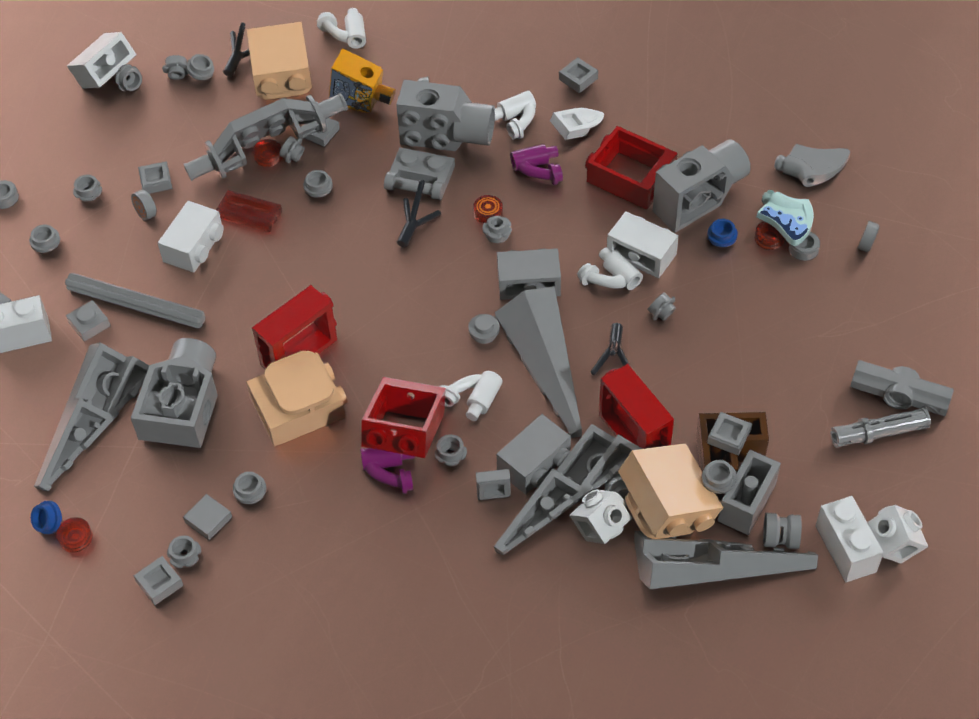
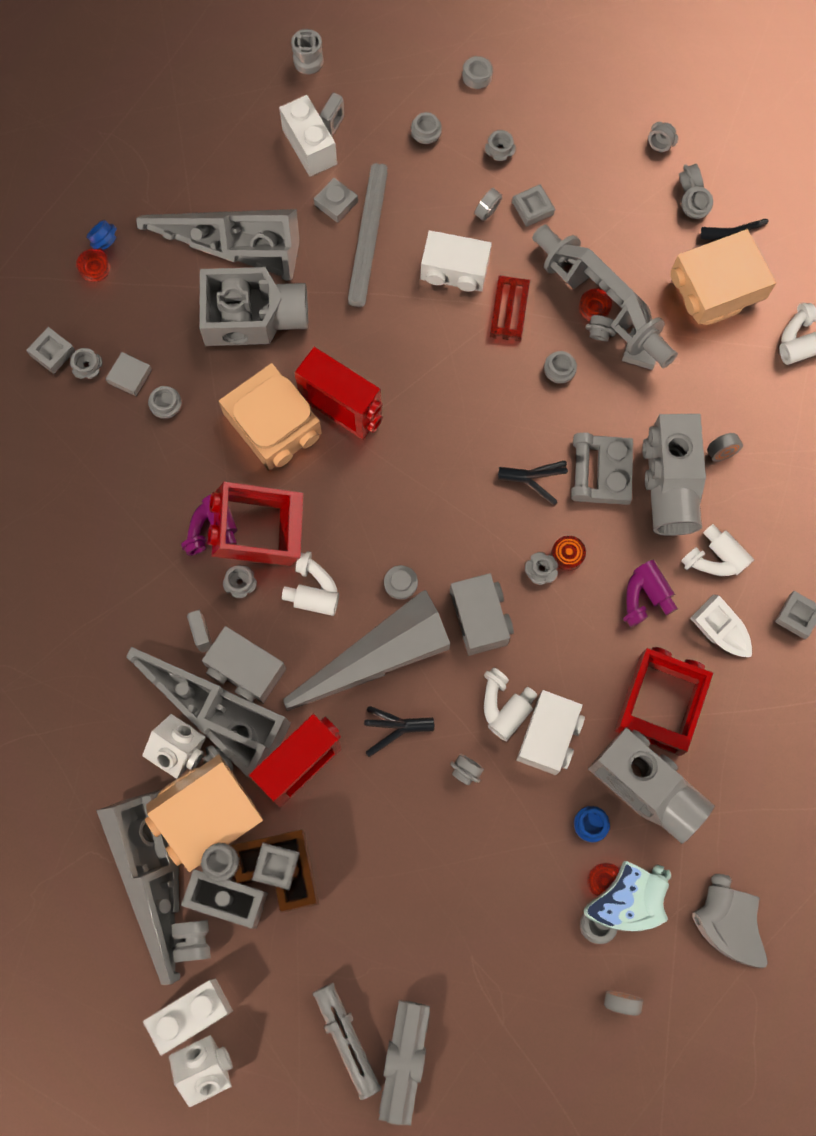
camera: 75 degrees right, 20 degrees up
(101, 60) = (674, 101): white brick -> none
(359, 82) = (708, 370): light orange torso -> none

